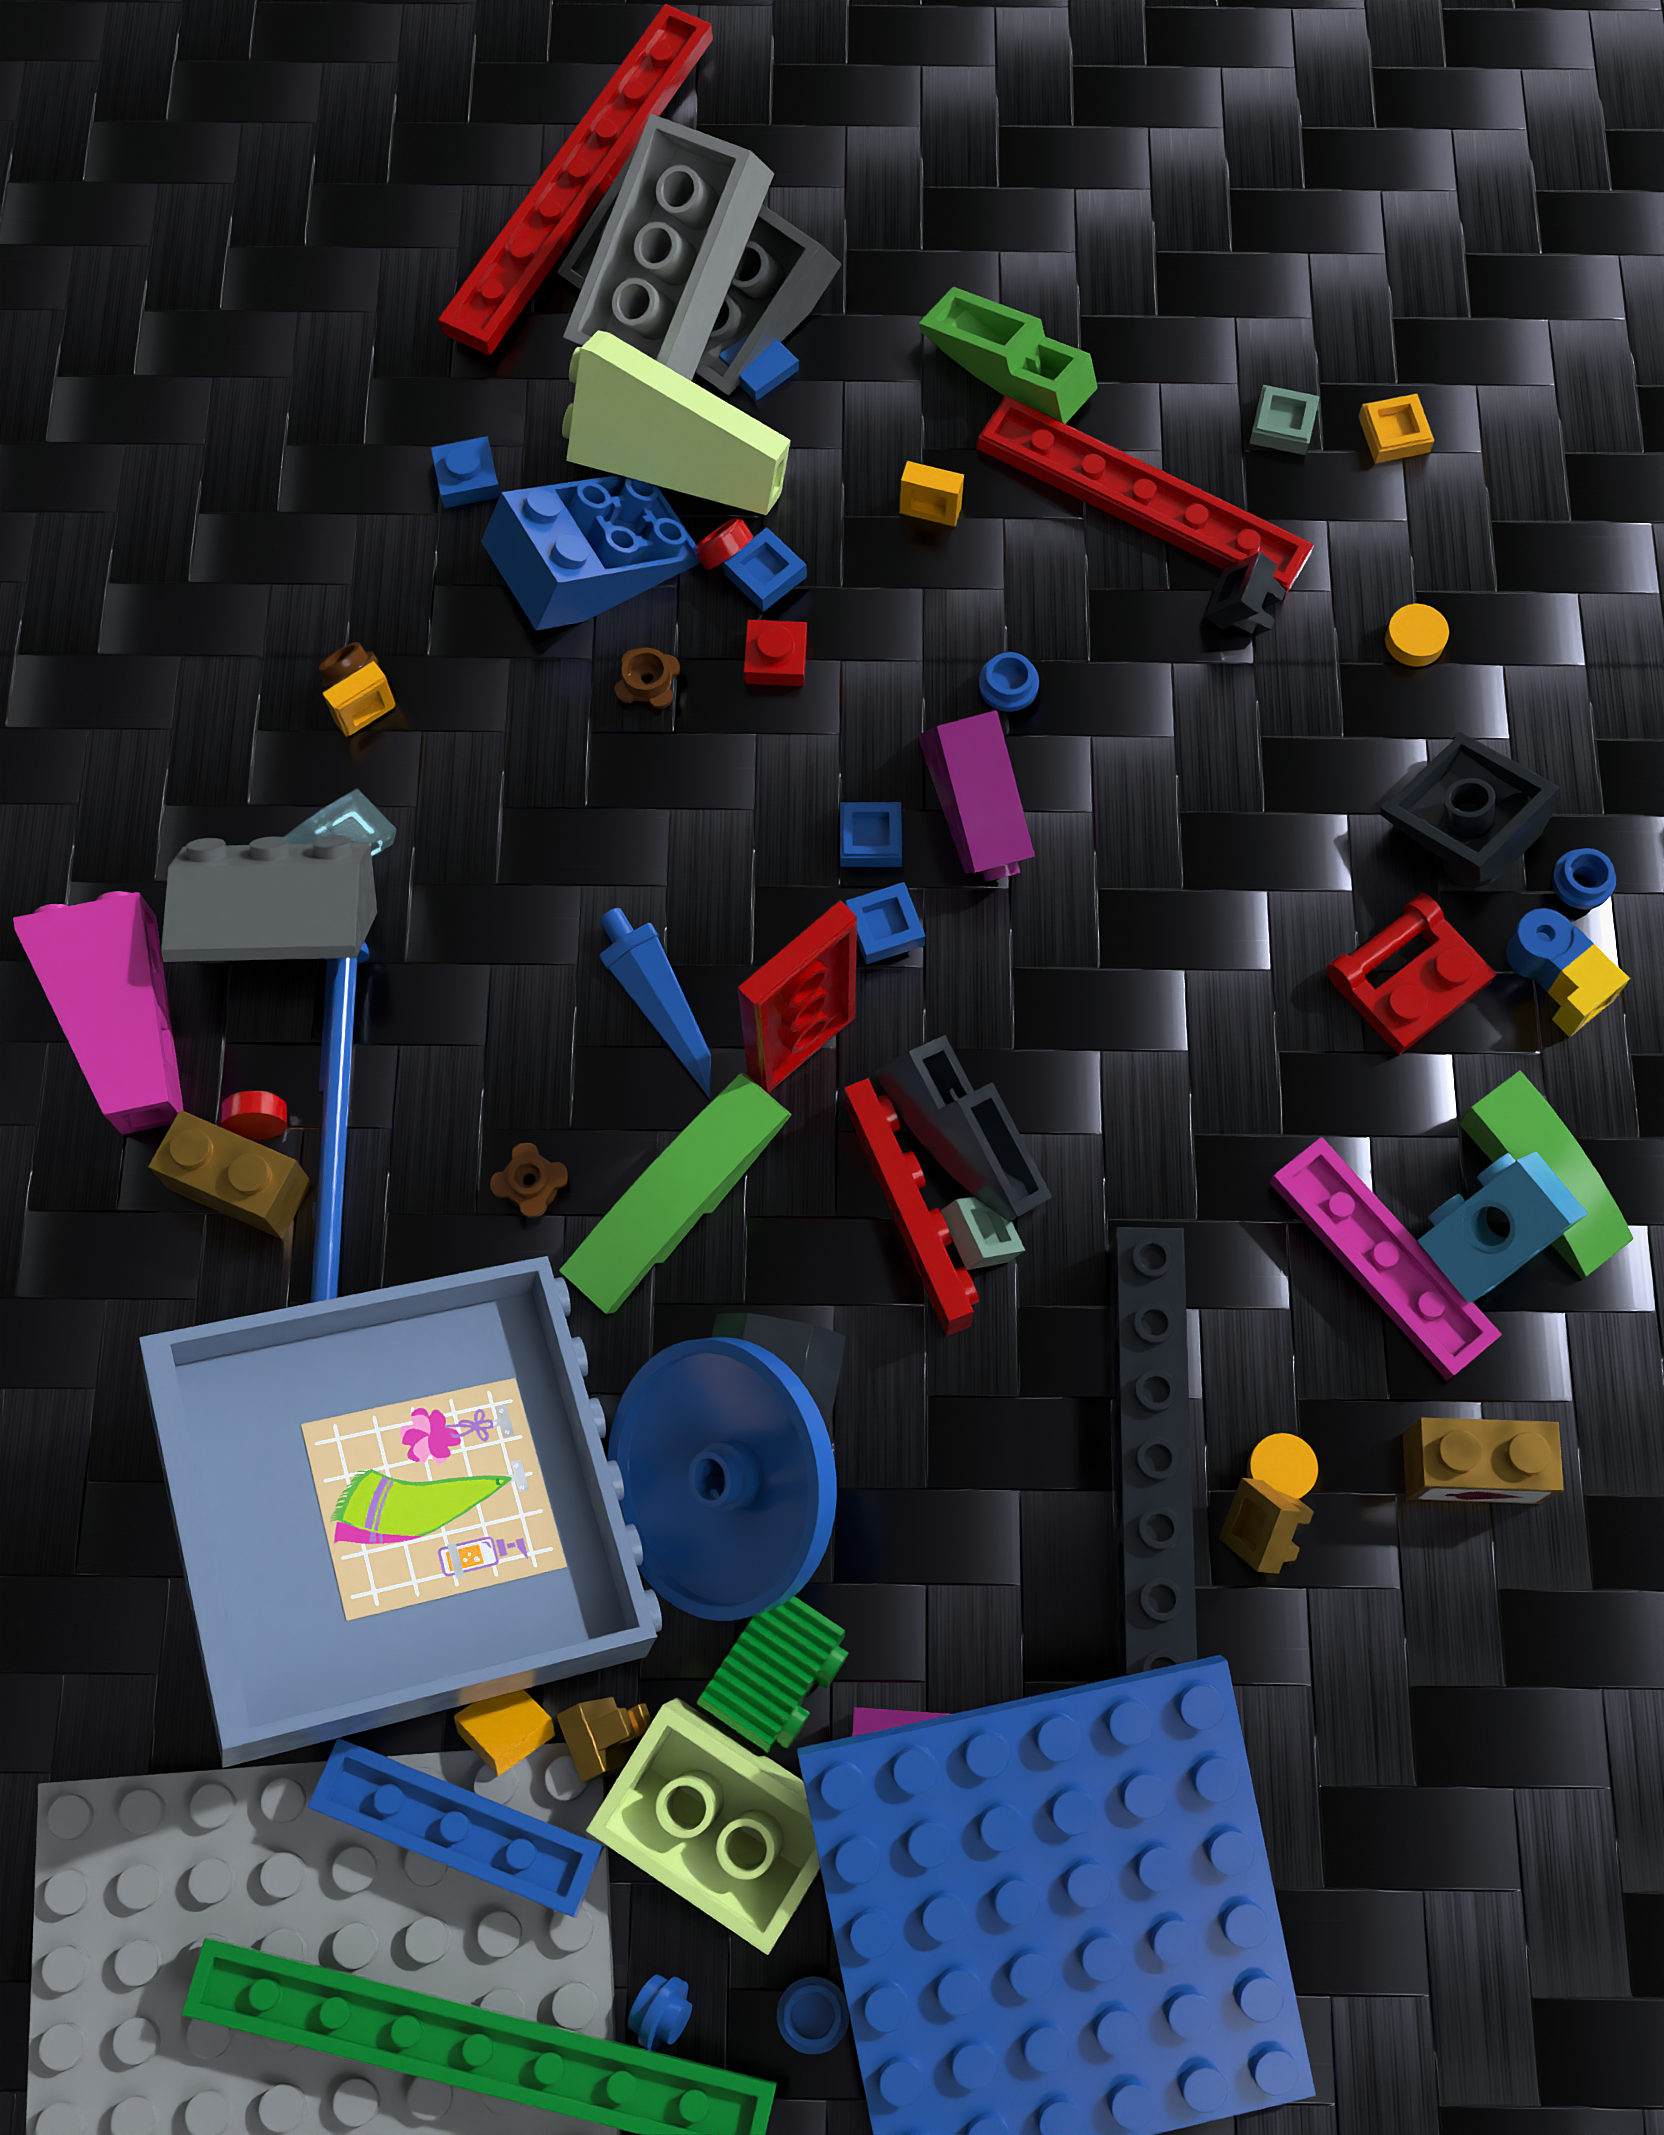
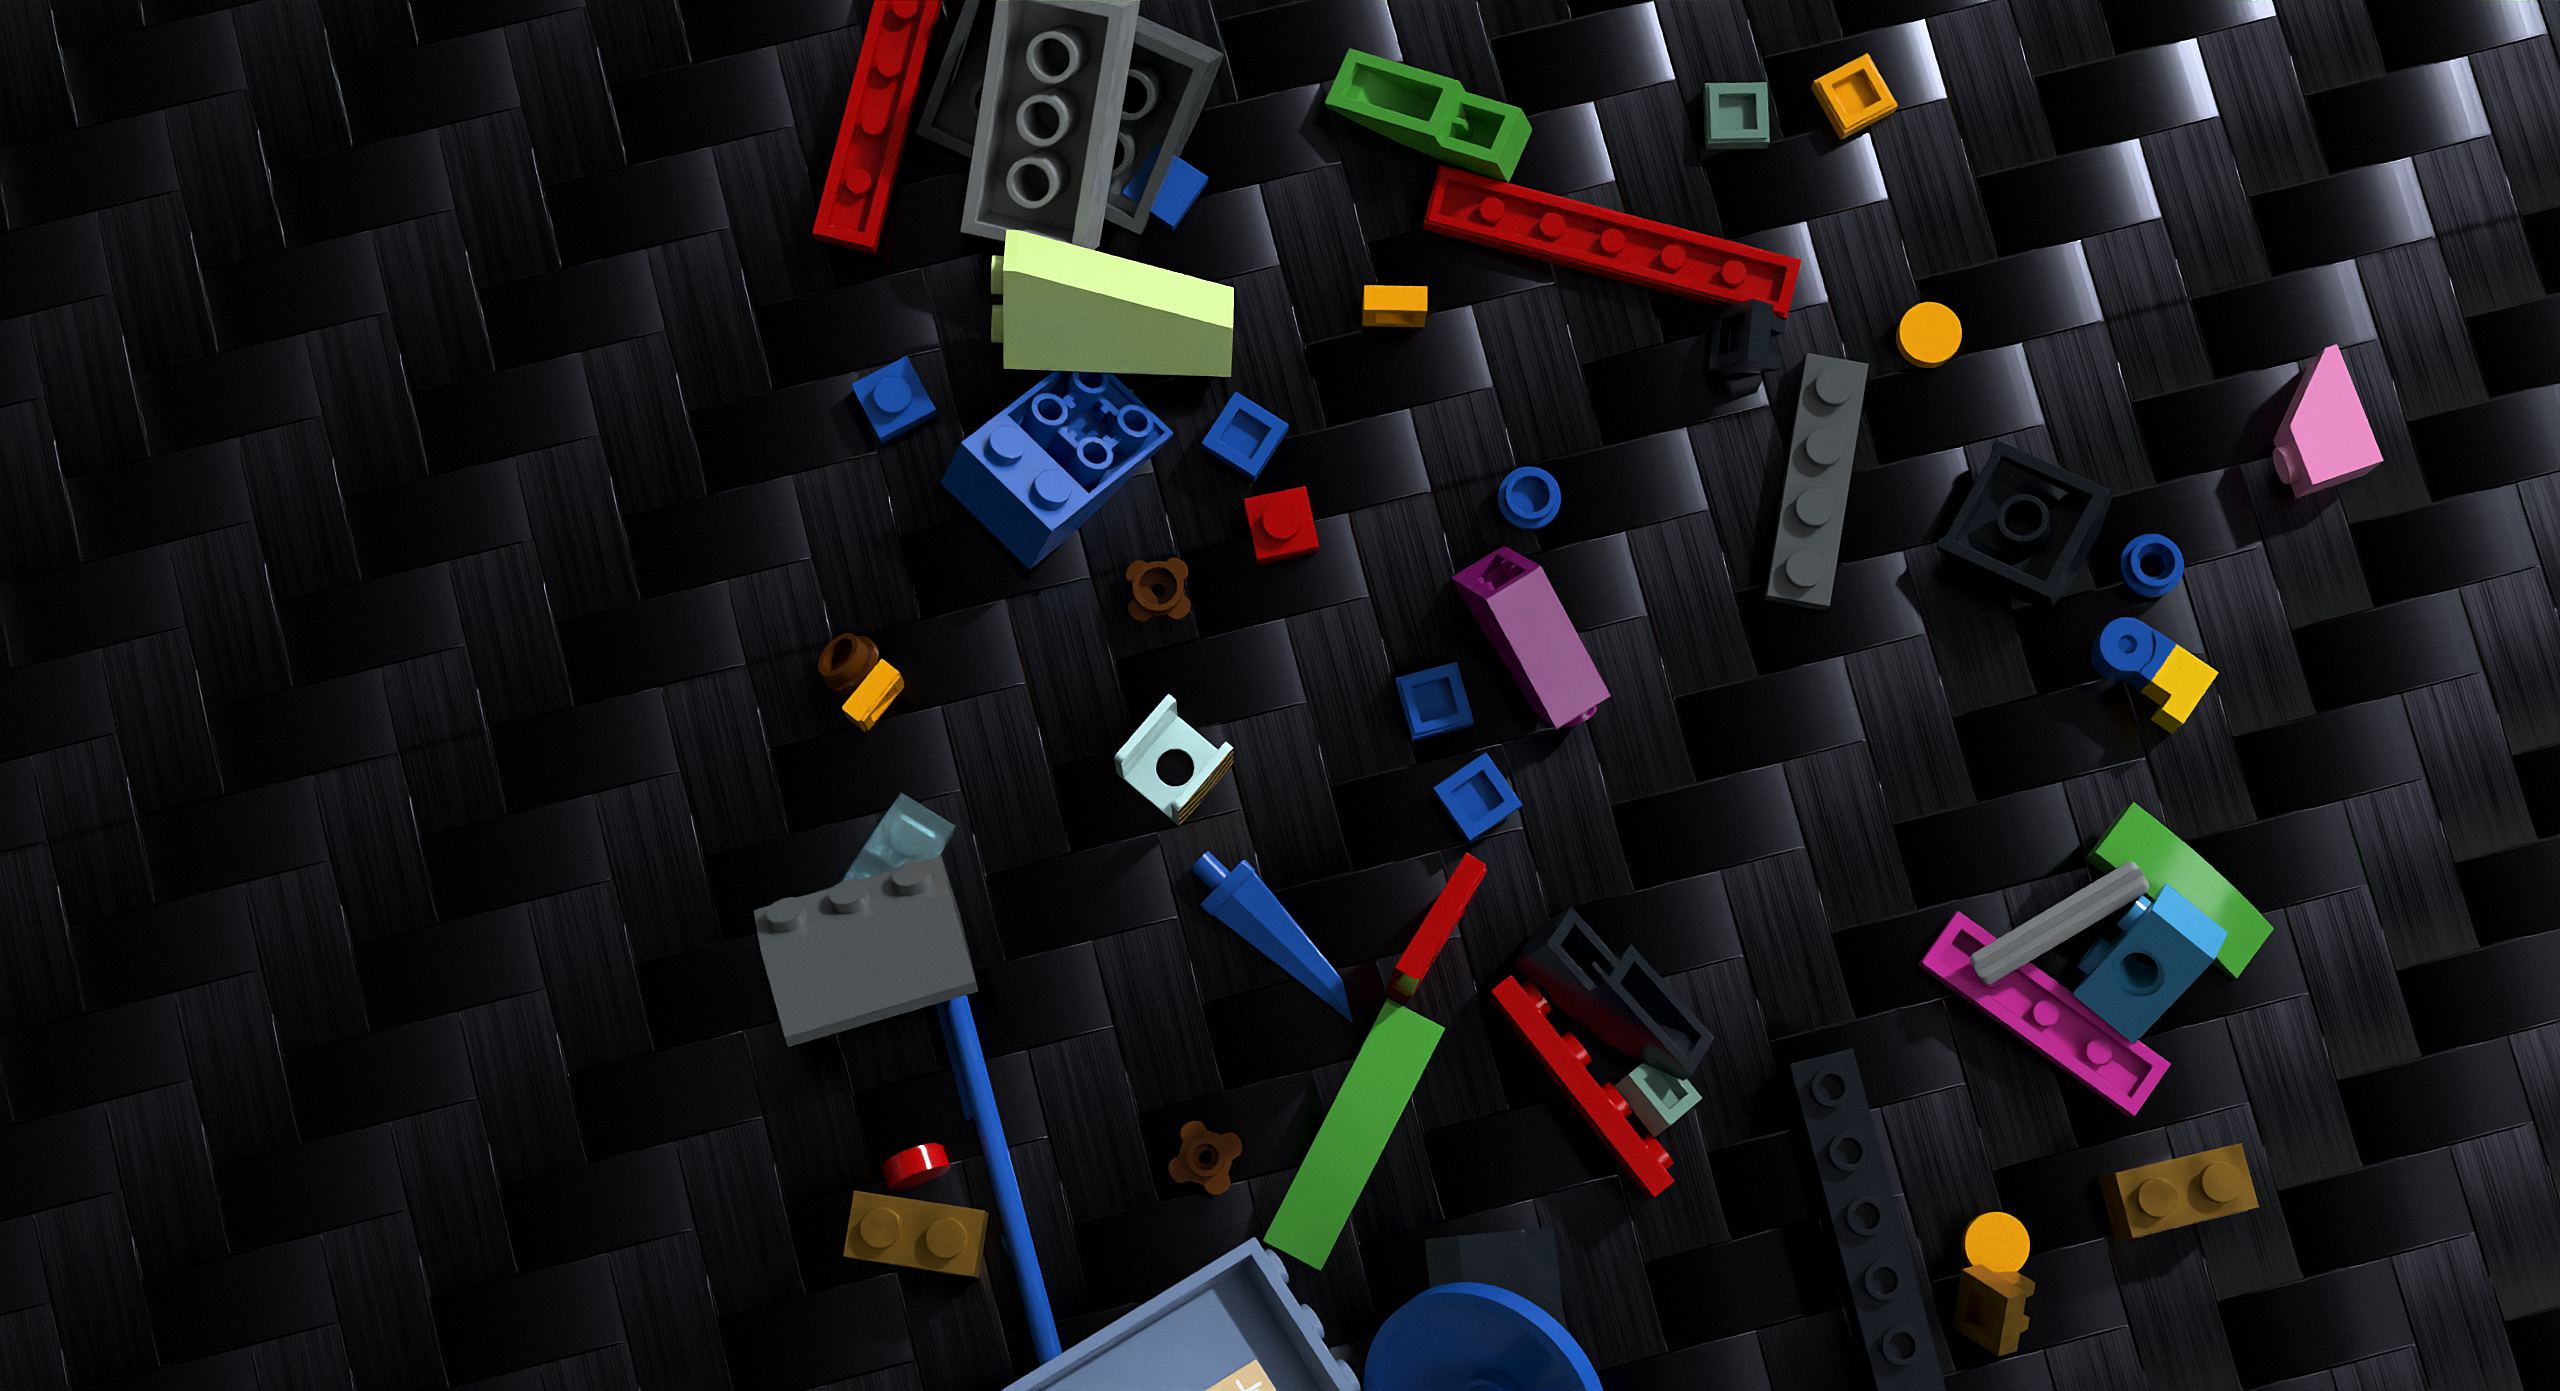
camera: 20 degrees left, 10 degrees up
(112, 1002) = (730, 1086): dark pink slope -> none
(598, 793) = (1158, 735): none -> light aqua piece
(723, 543) = (1194, 420): red tile -> none
(1279, 734) = (1816, 482): none -> dark grey plate
(1420, 1163) = (2059, 922): none -> light grey axle
(1421, 991) = (2022, 722): red plate -> none

